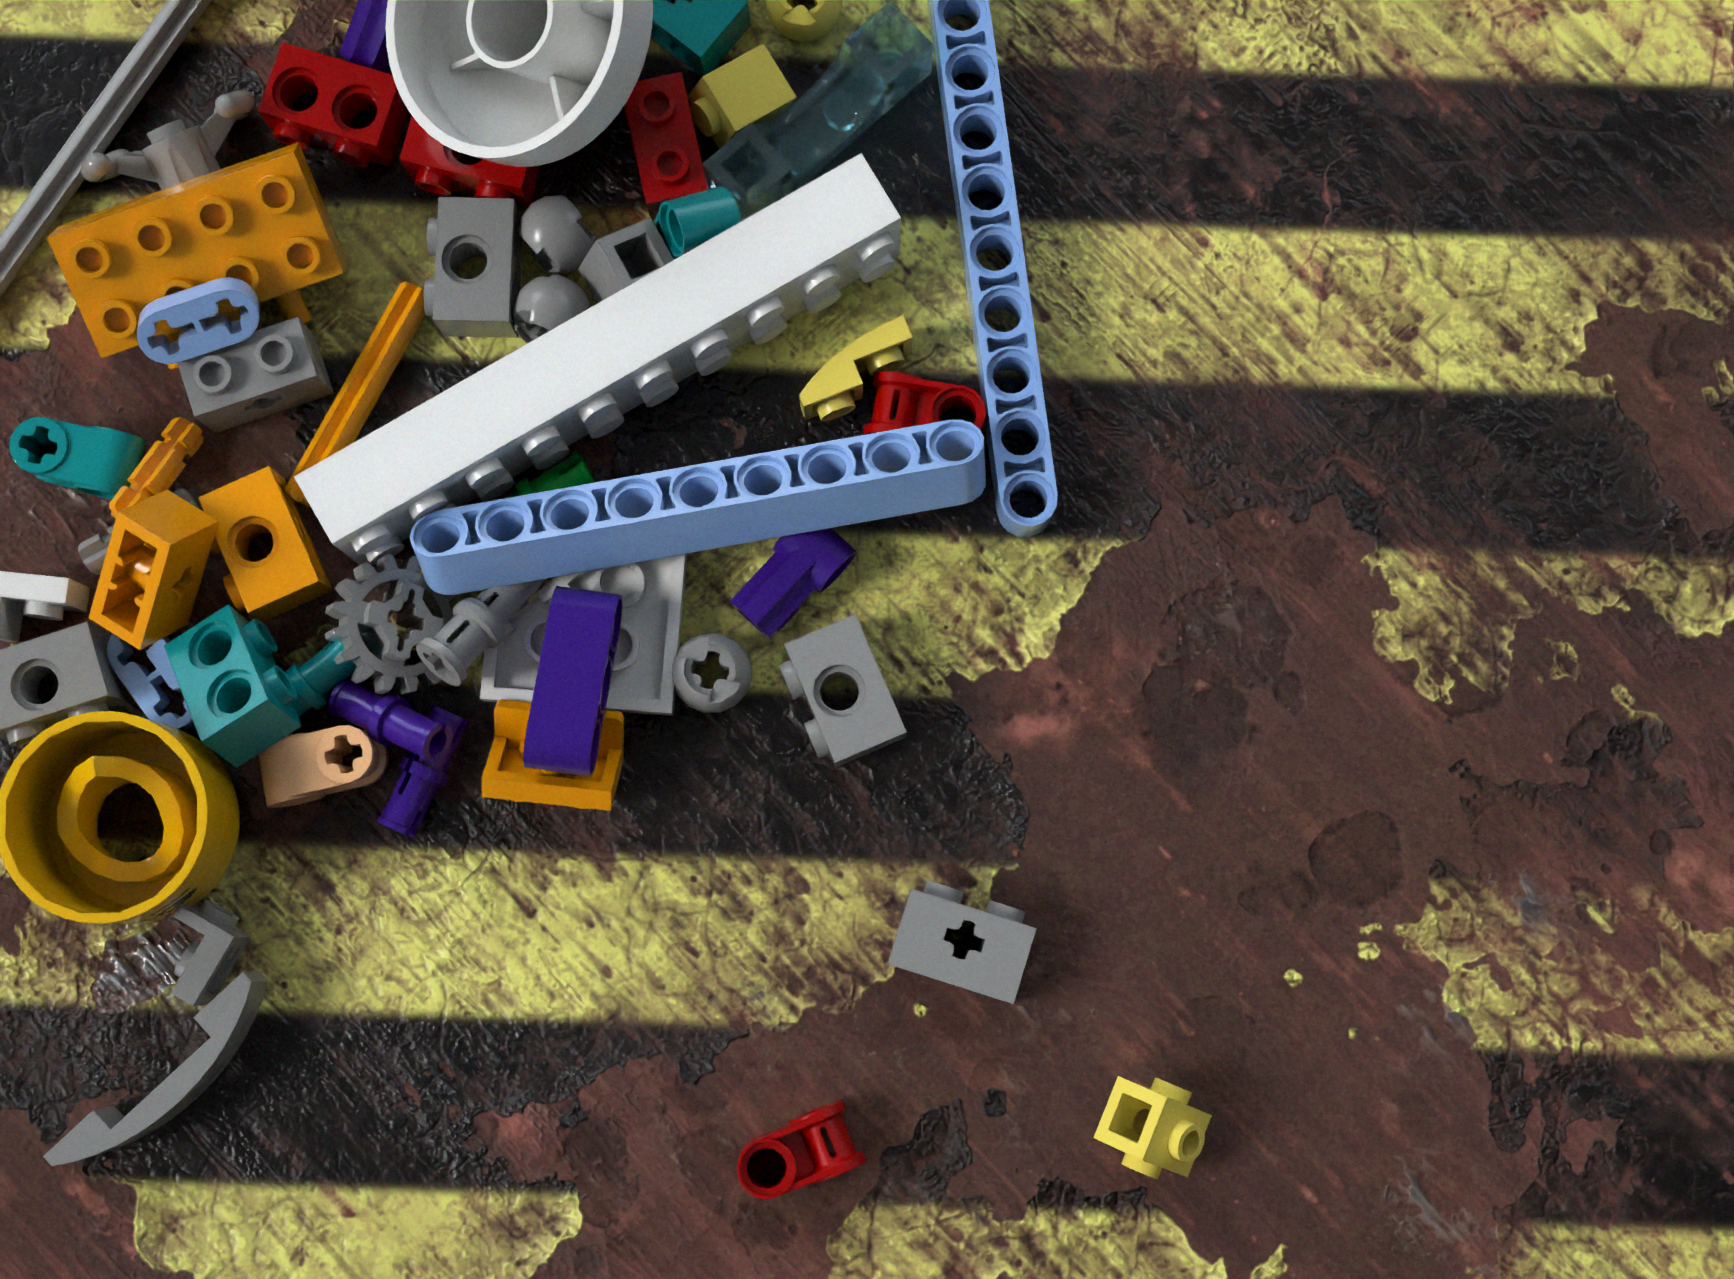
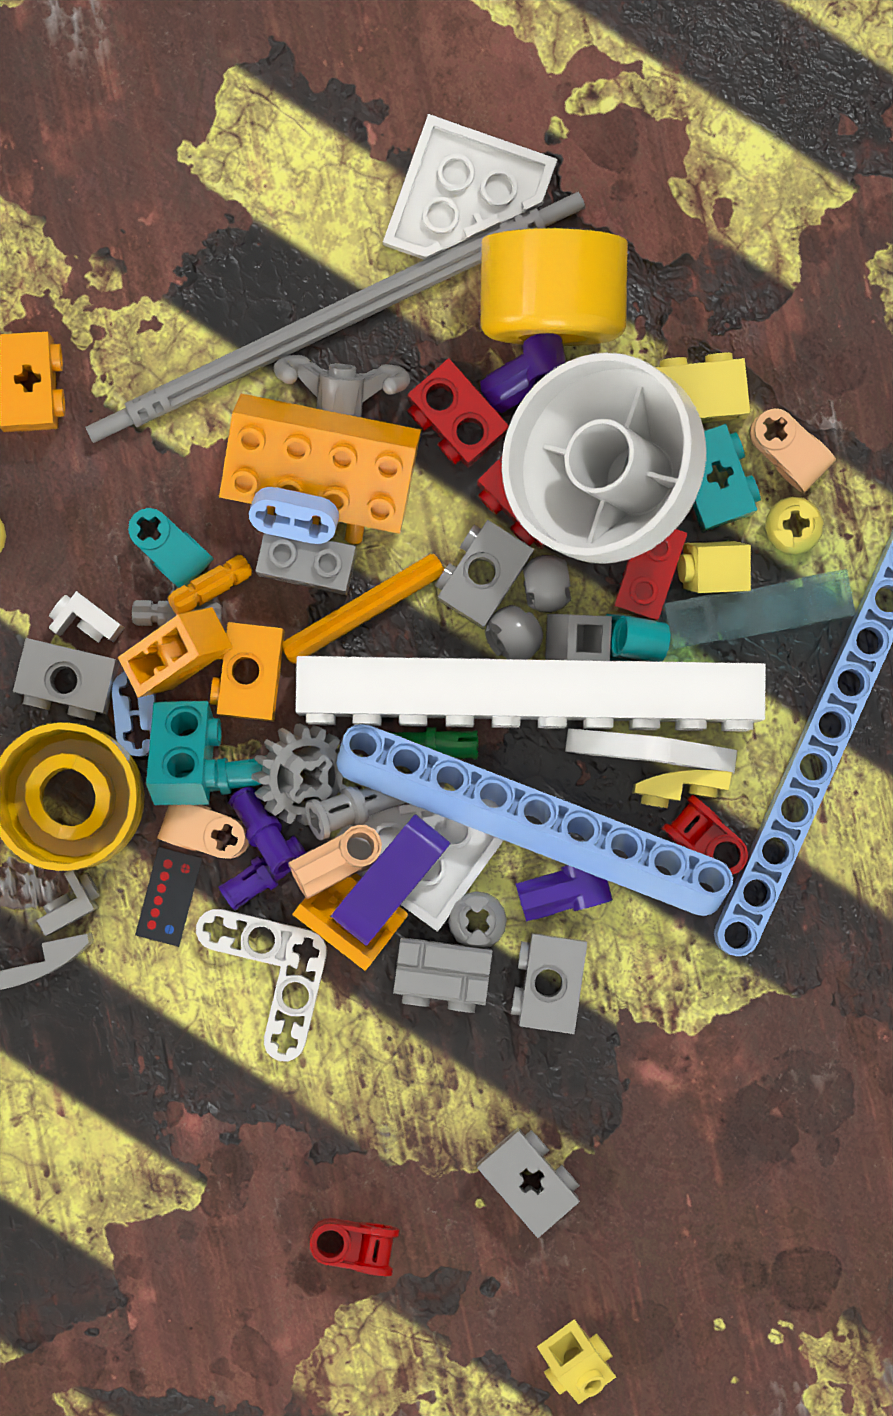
camera: 30 degrees right, 5 degrees up
(327, 872) = (168, 896): none -> black sticker
(490, 701) = (332, 862): none -> light nougat piece
(503, 857) = (281, 955): none -> white beam
(706, 759) = (442, 973): none -> light grey brick
(781, 340) = (651, 749): none -> white beam

